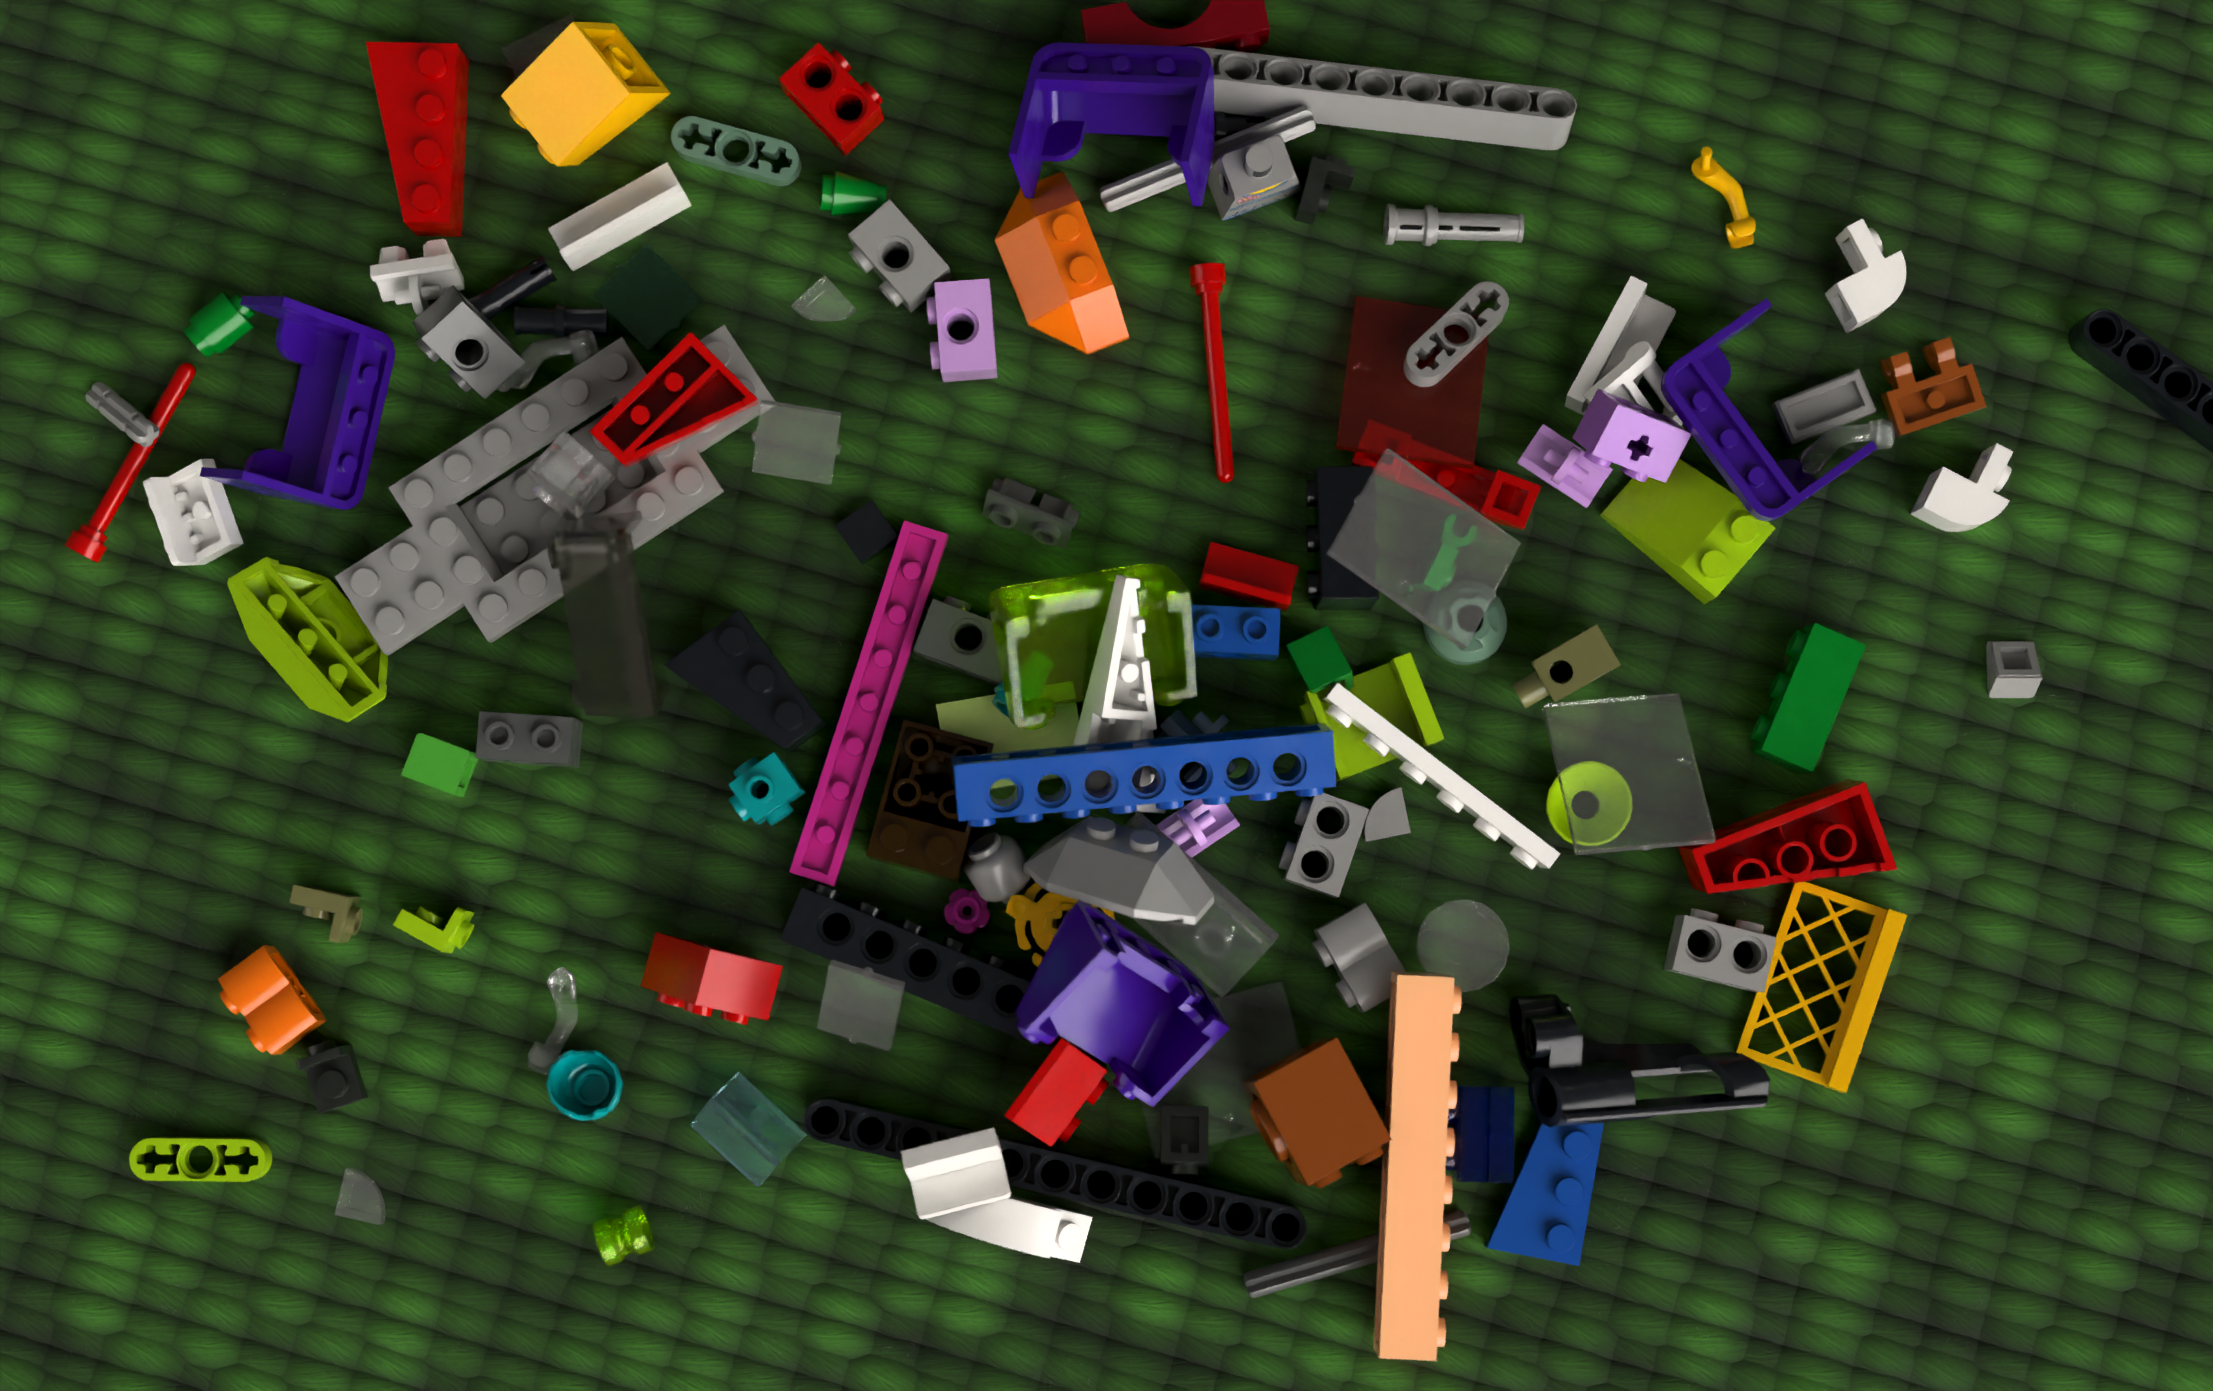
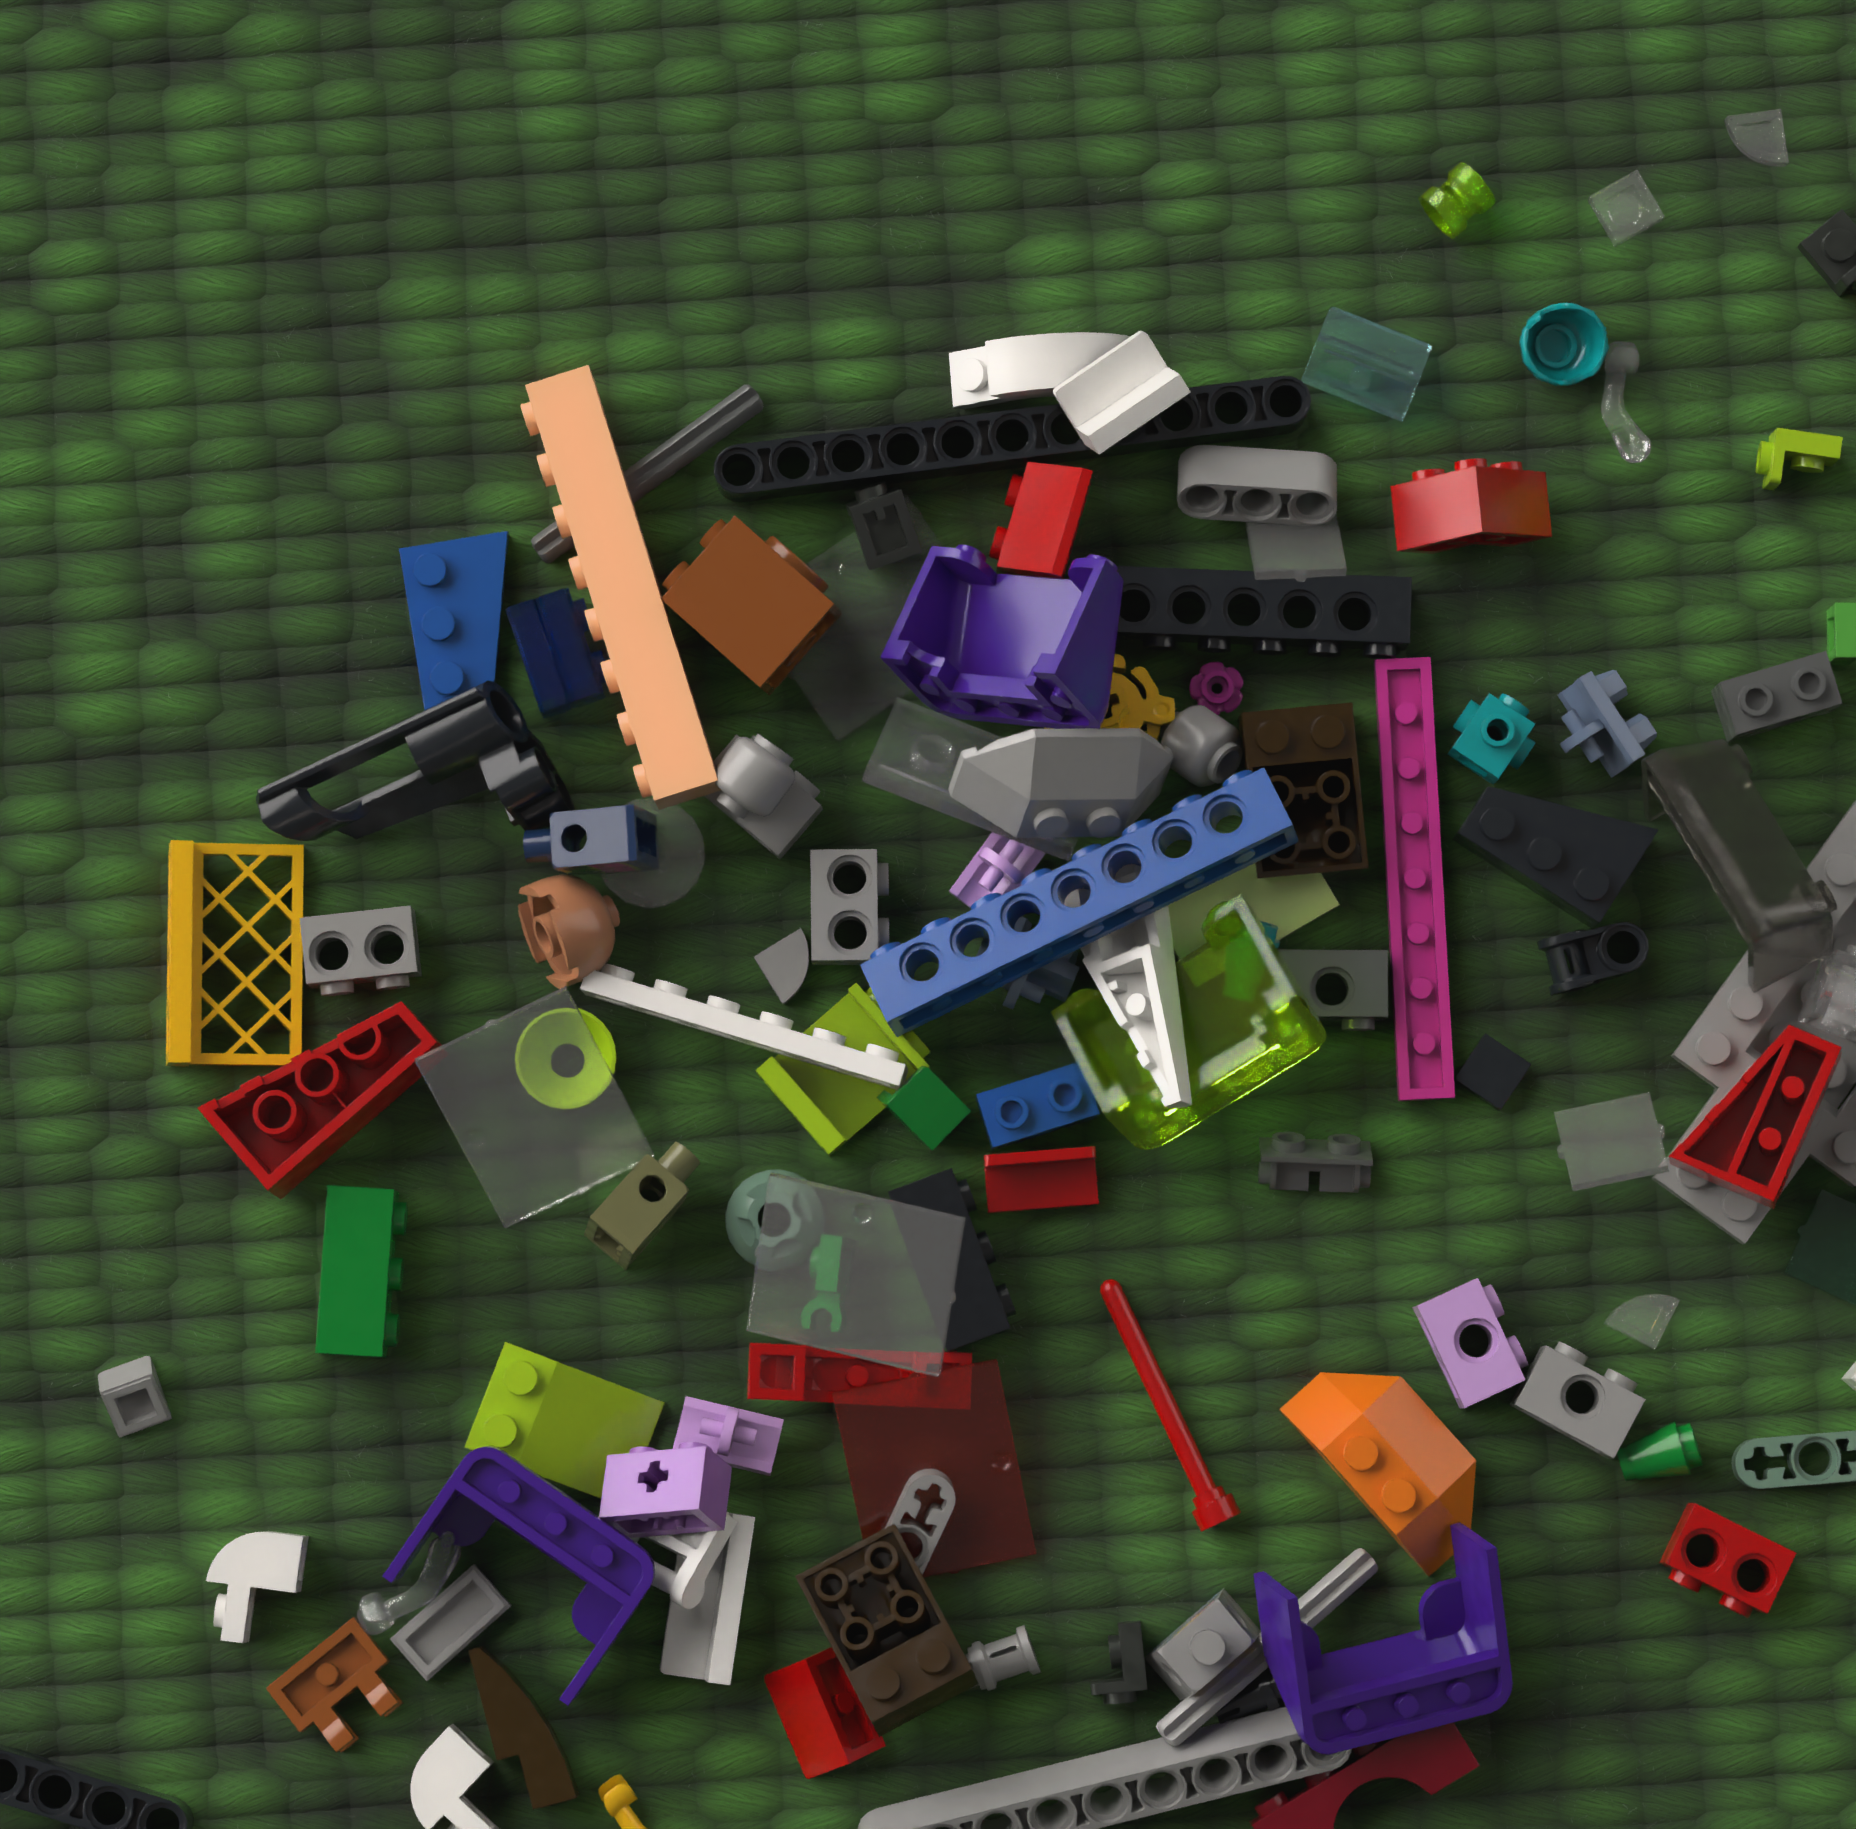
camera: 160 degrees right, 0 degrees up
(491, 1179) = (1626, 208): none -> clear plate
(678, 769) = (1599, 726): none -> sand blue hips
(756, 591) = (1589, 956): none -> black piece
(873, 1061) = (1257, 485): none -> light grey beam
(1365, 969) = (753, 776): none -> light grey head
(1496, 272) = (887, 1630): none -> dark brown slope
(1507, 965) = (617, 841): none -> torso
(1549, 907) = (568, 927): none -> nougat cylinder
(1560, 235) = (822, 1713): none -> red panel
(1798, 303) = (522, 1729): none -> dark brown slope

